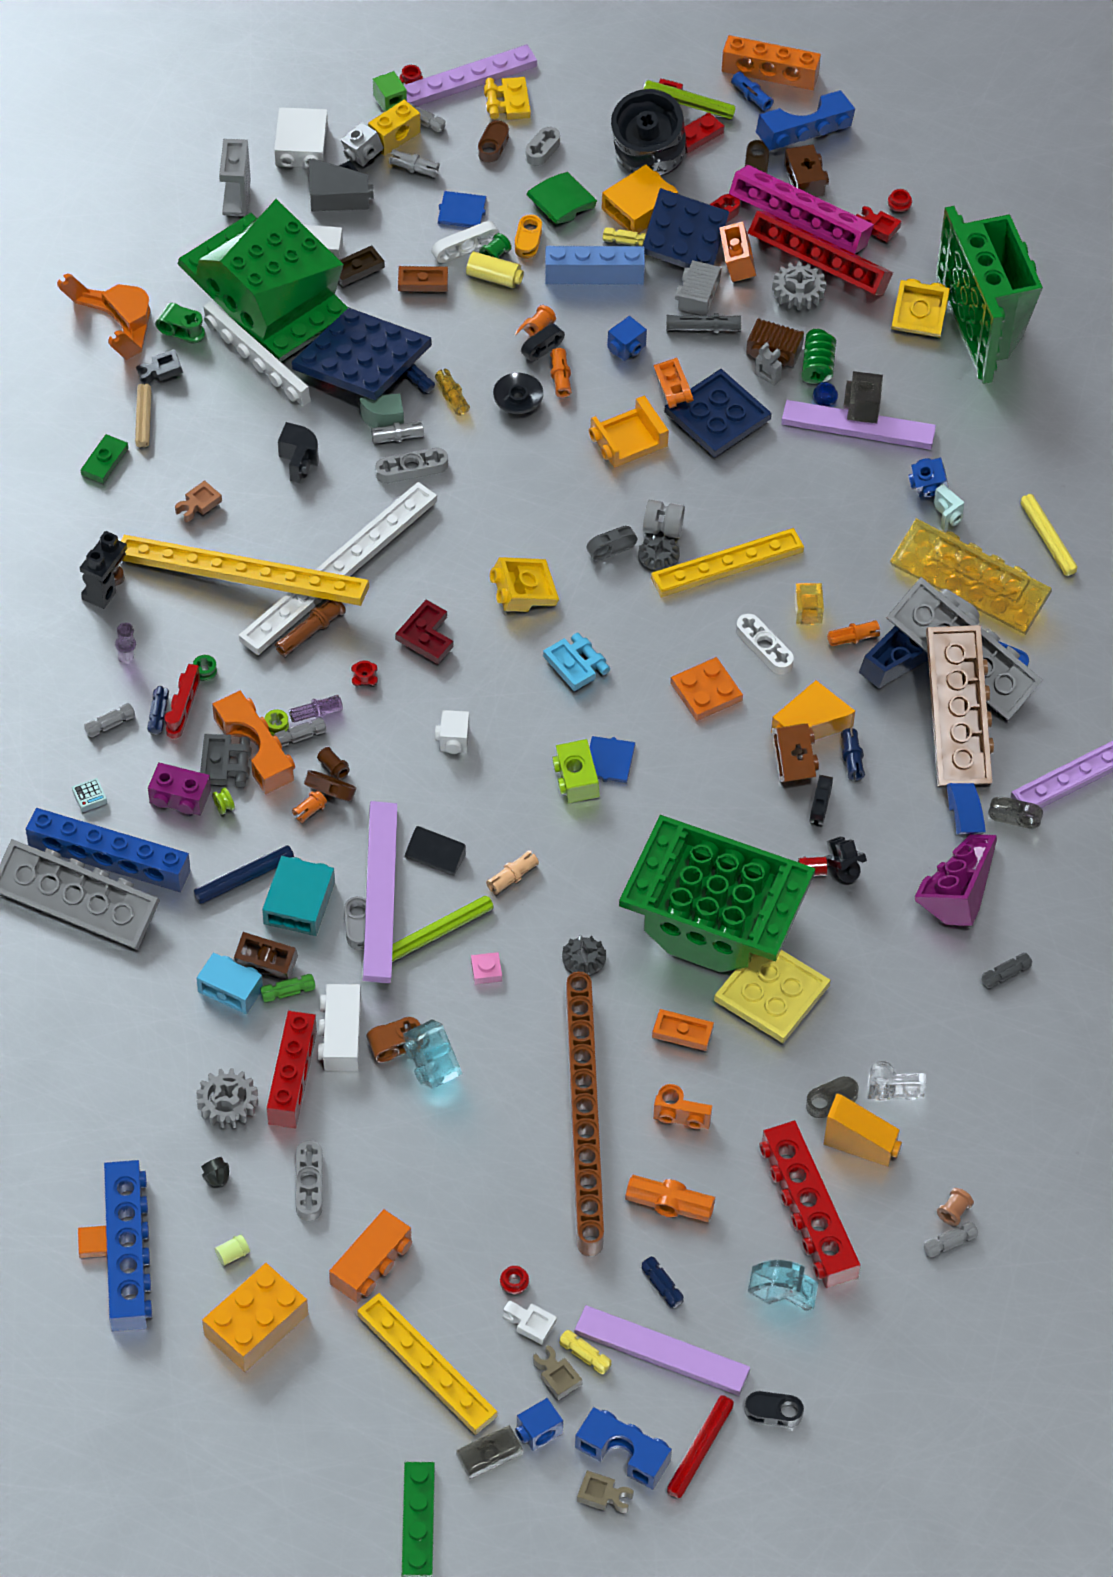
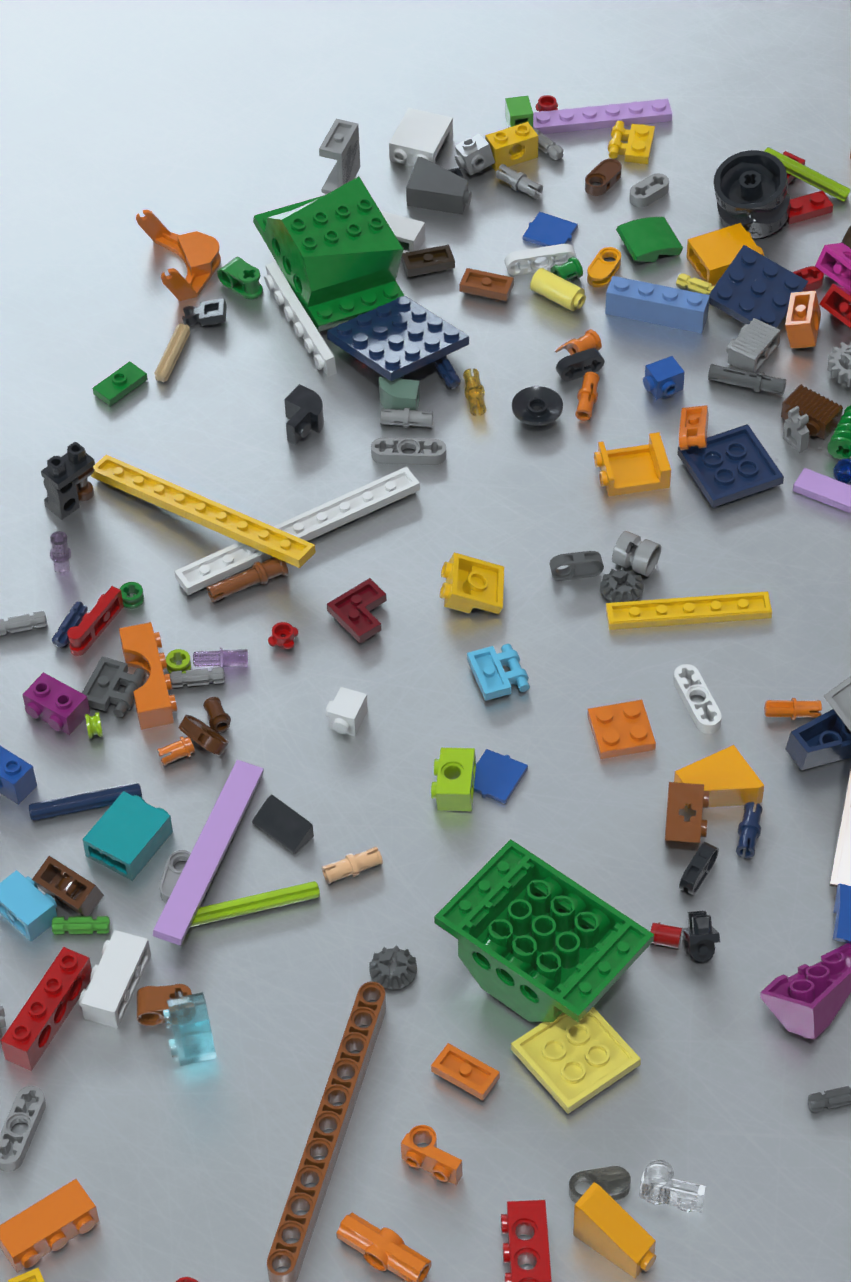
camera: 20 degrees right, 5 degrees down
(200, 499) = (191, 438): nougat plate -> none
(486, 968) = (288, 955): bright pink plate -> none
(809, 603) = (756, 668): clear yellow brick -> none

